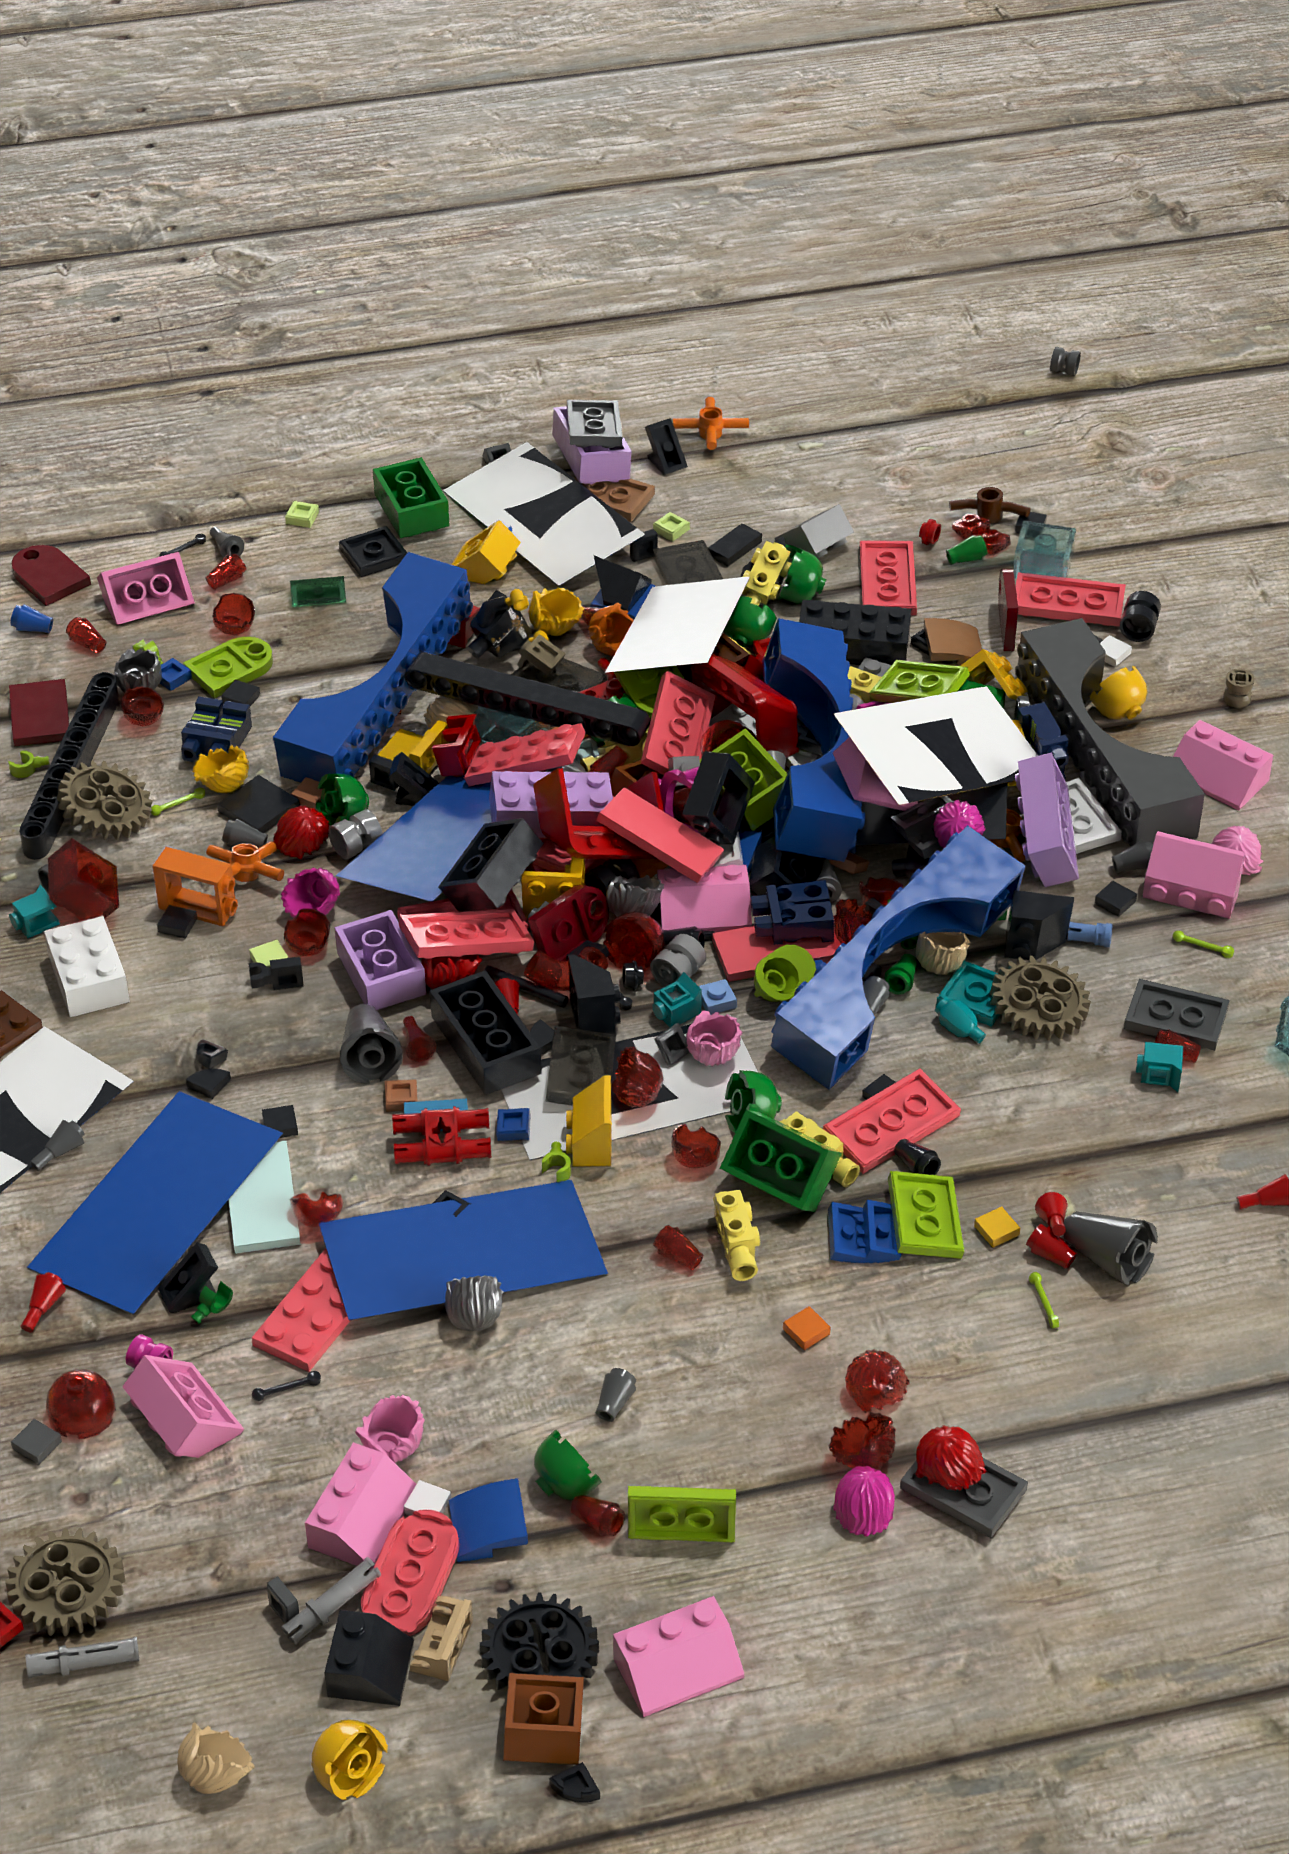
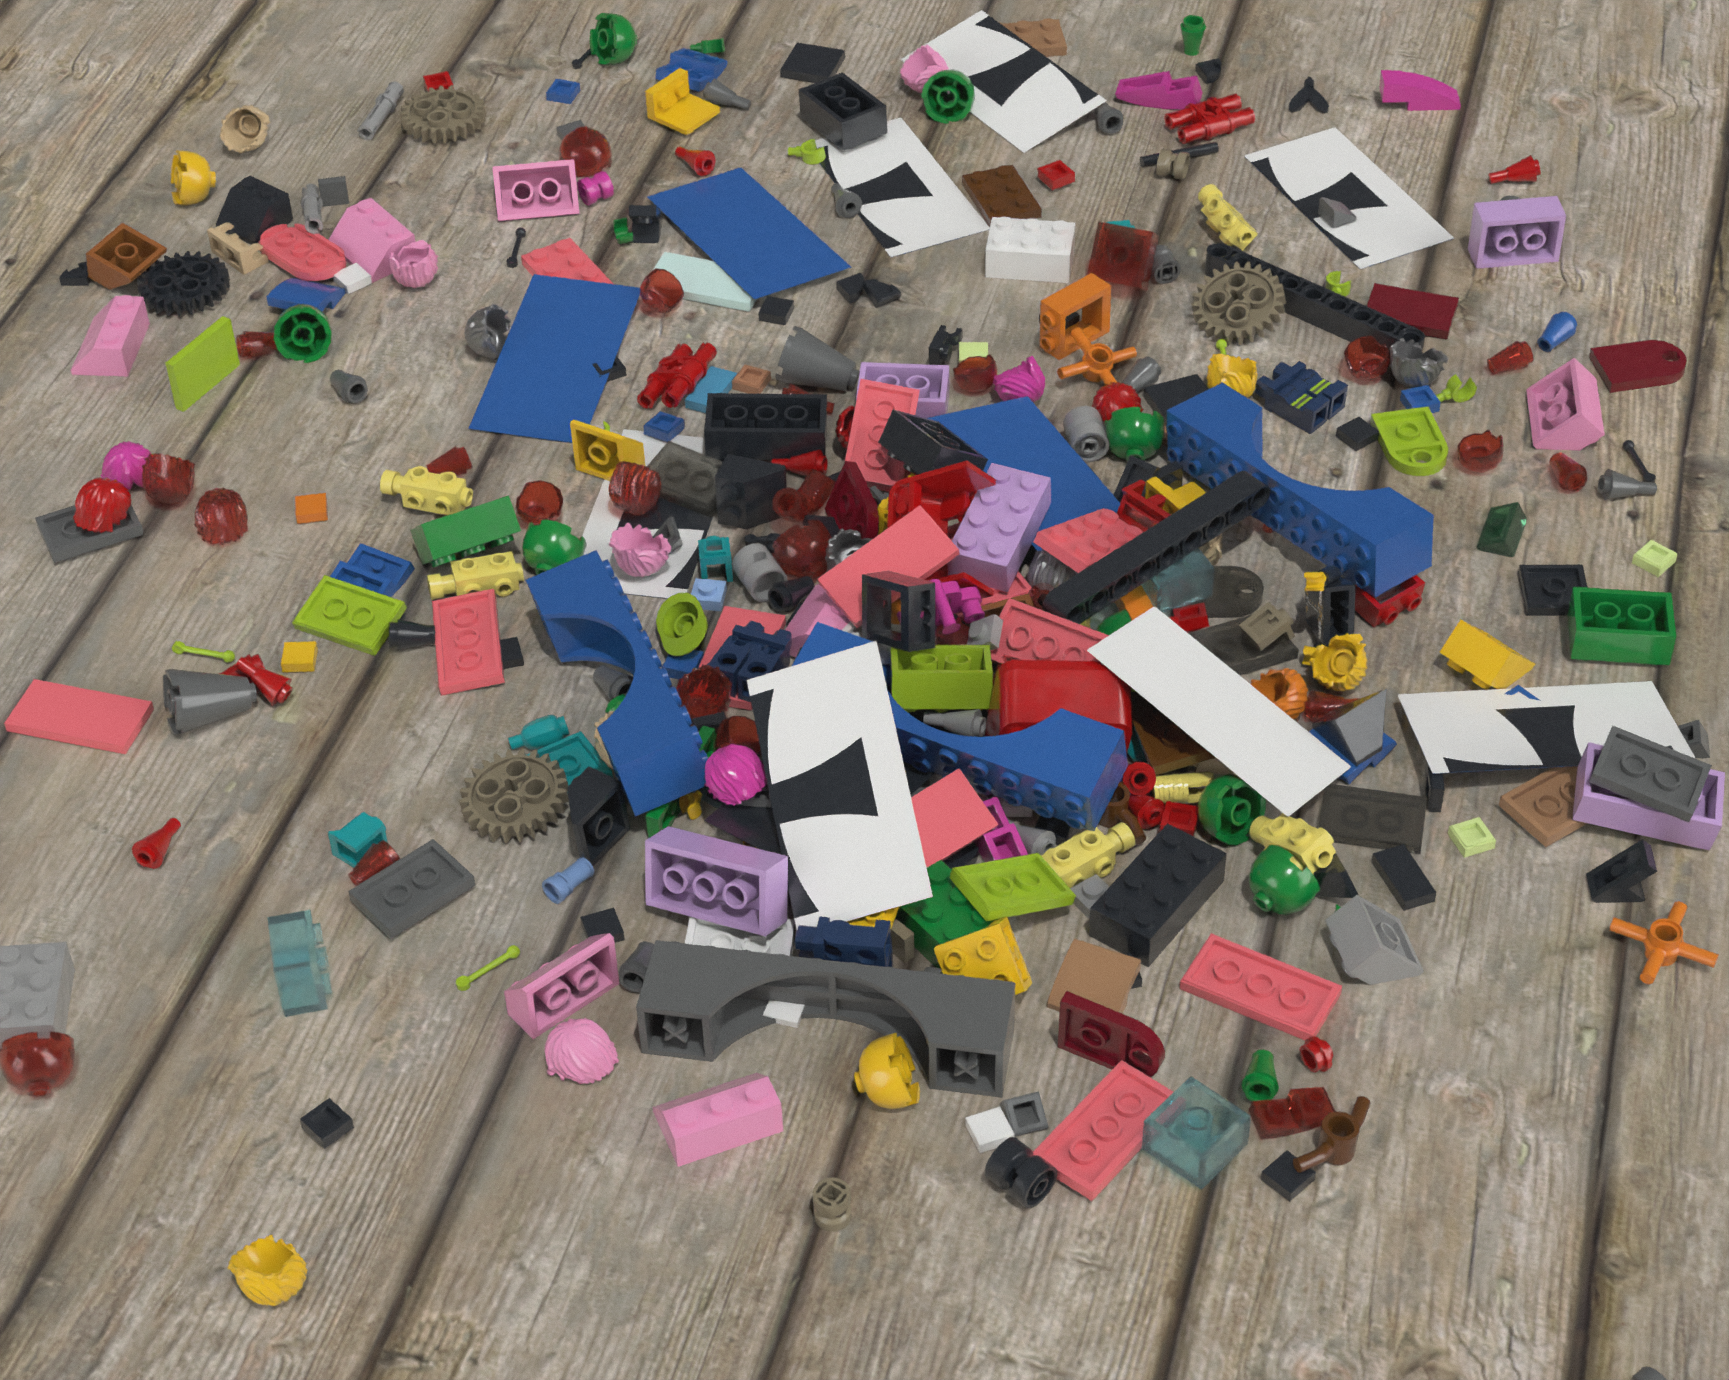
camera: 120 degrees right, 0 degrees up
(1188, 1342) = (79, 716): none -> coral tile

